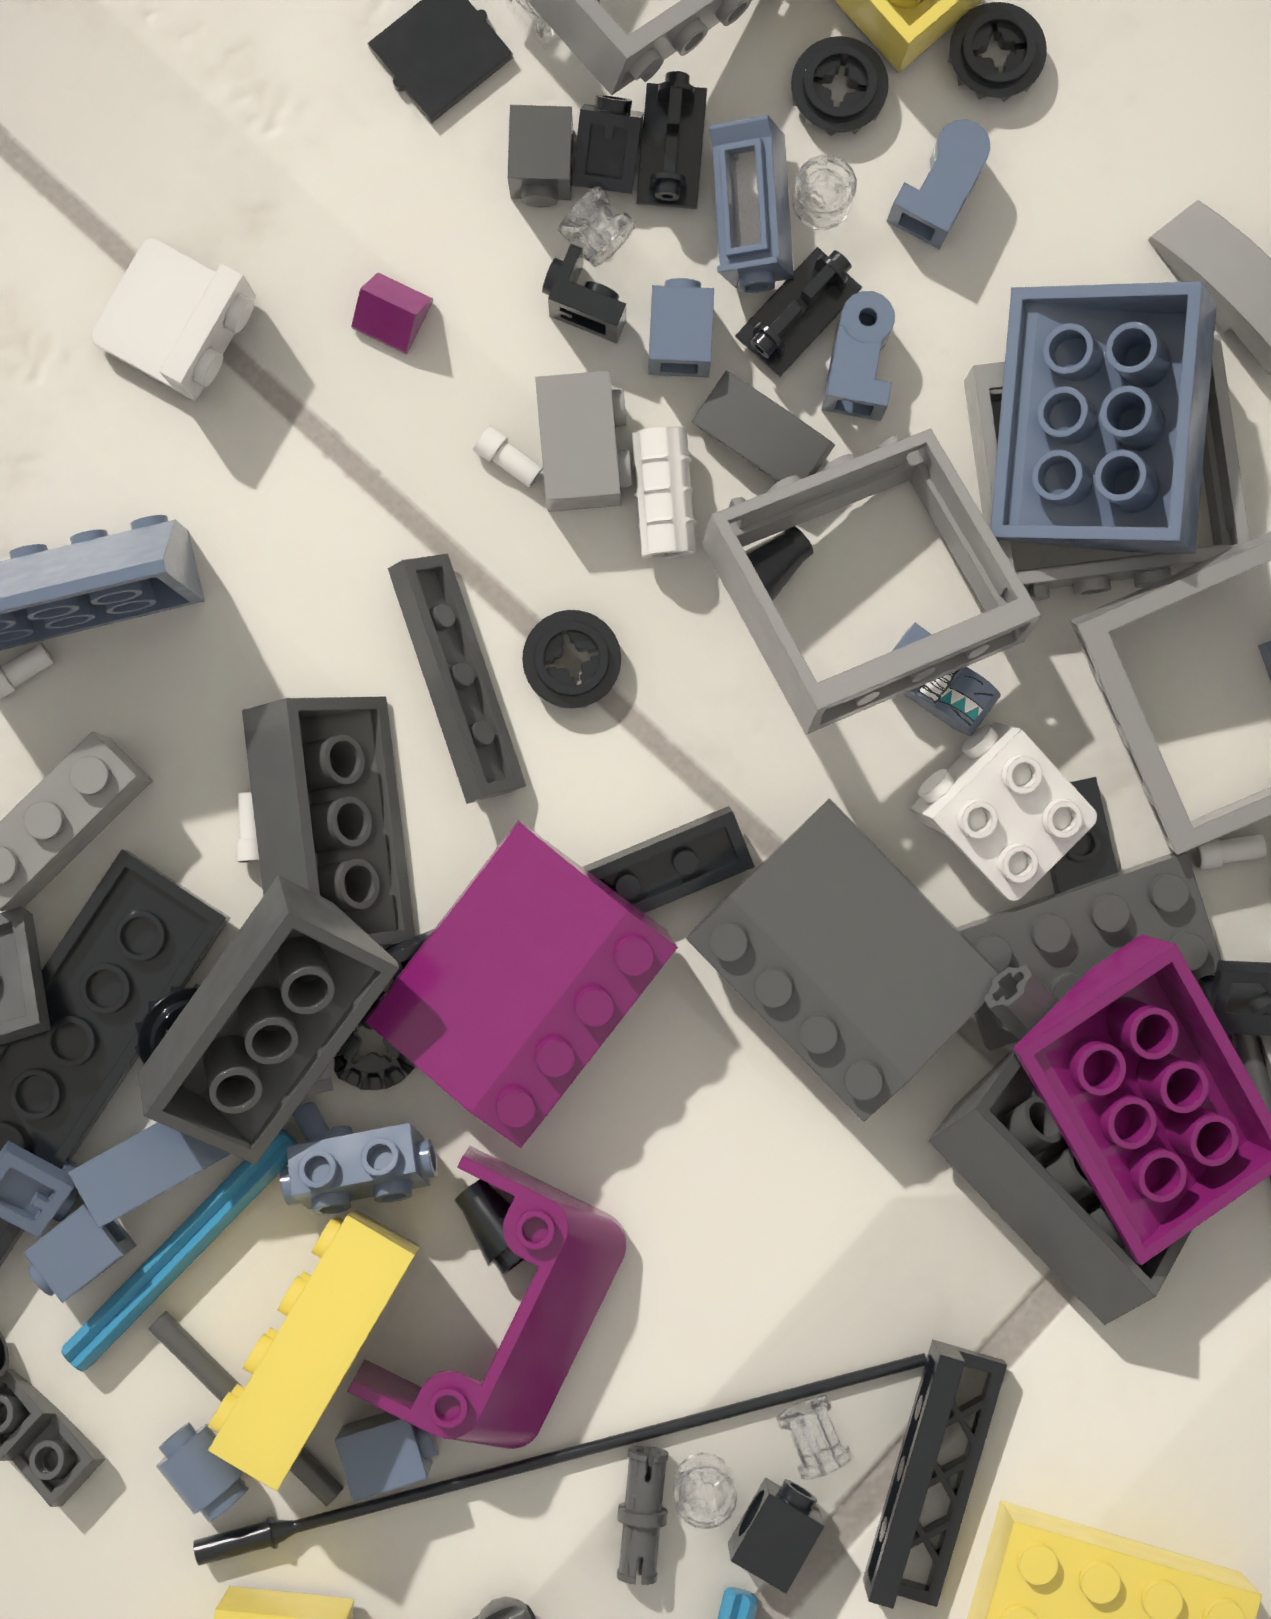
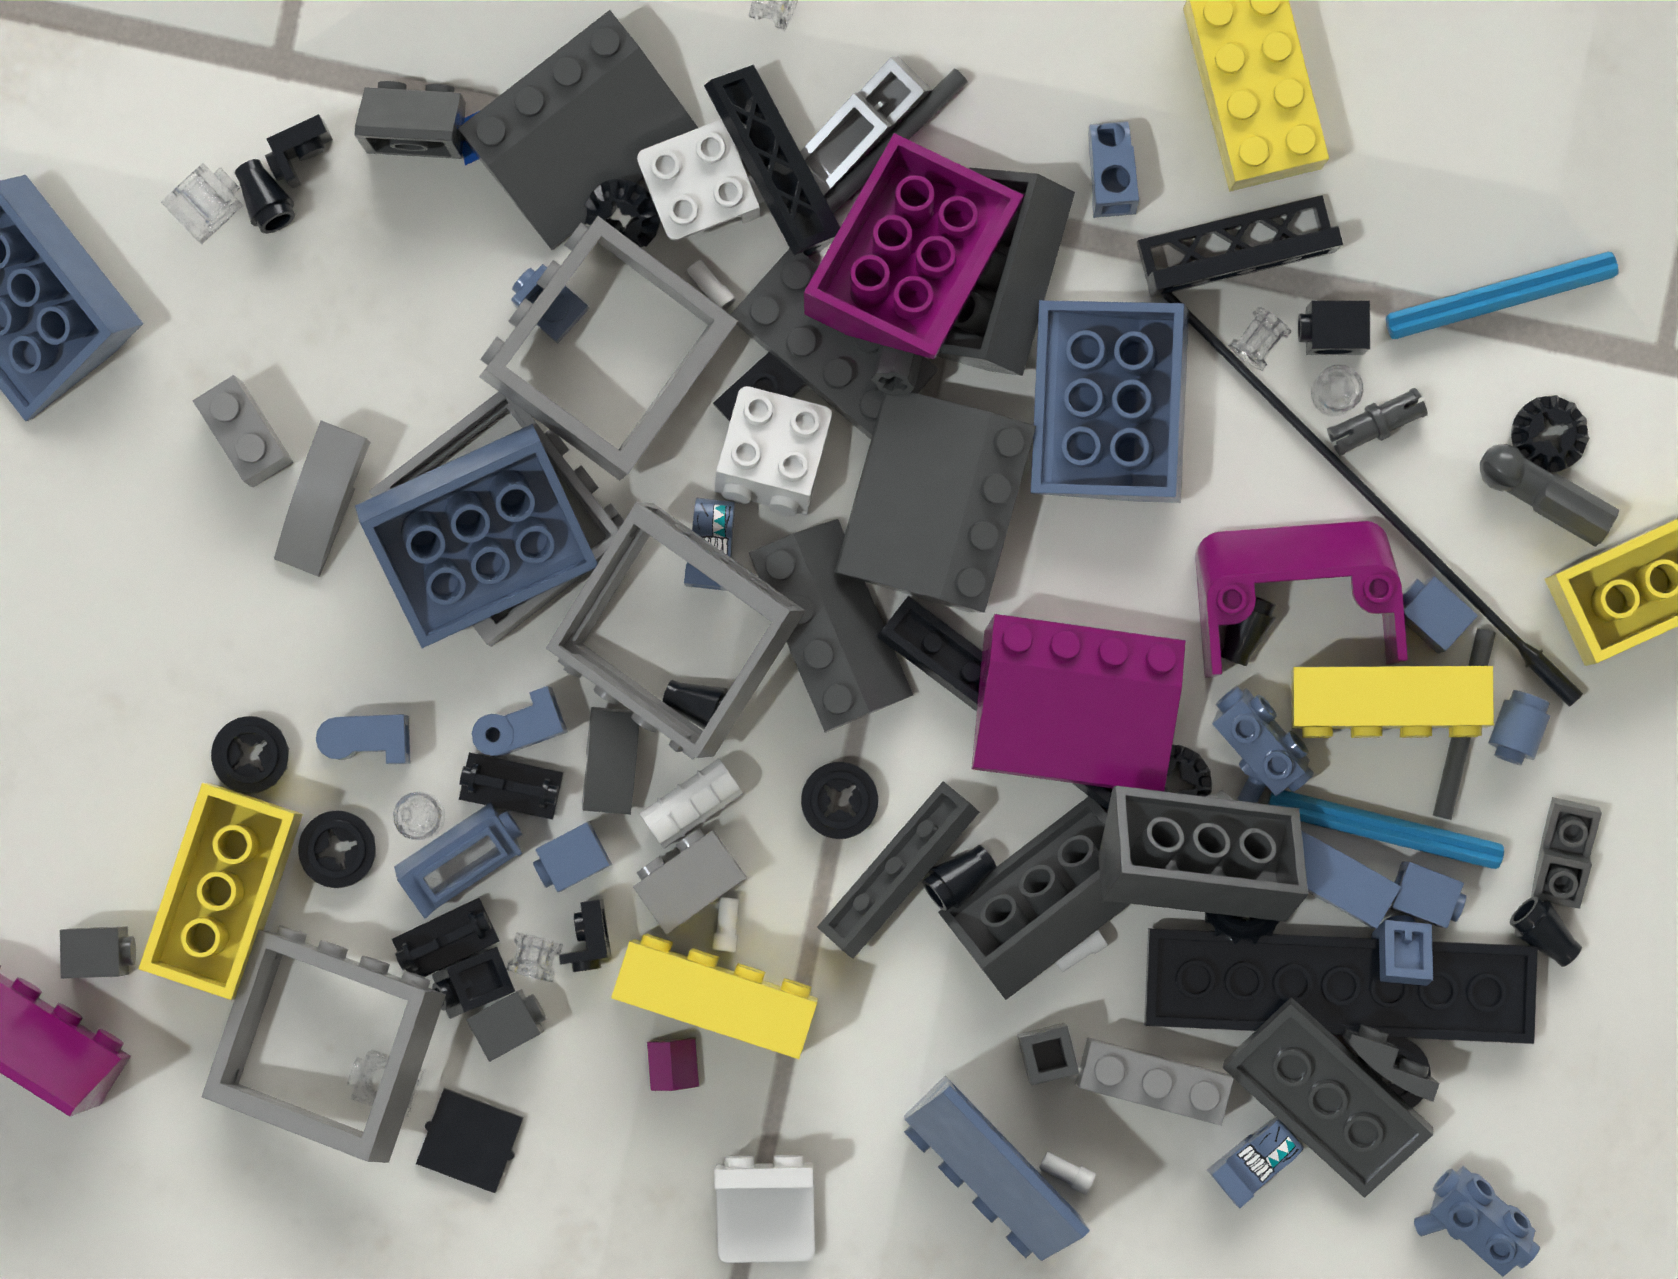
camera: 115 degrees left, 0 degrees up
(153, 720) = (1048, 1054): none -> dark grey brick
(409, 739) = (957, 878): none -> black cone
(435, 389) = (714, 996): none -> light yellow brick
(752, 755) = (836, 639): none -> dark grey slope
(844, 1225) = (1110, 400): none -> sand blue slope
(1102, 1382) = (1112, 170): none -> sand blue leg

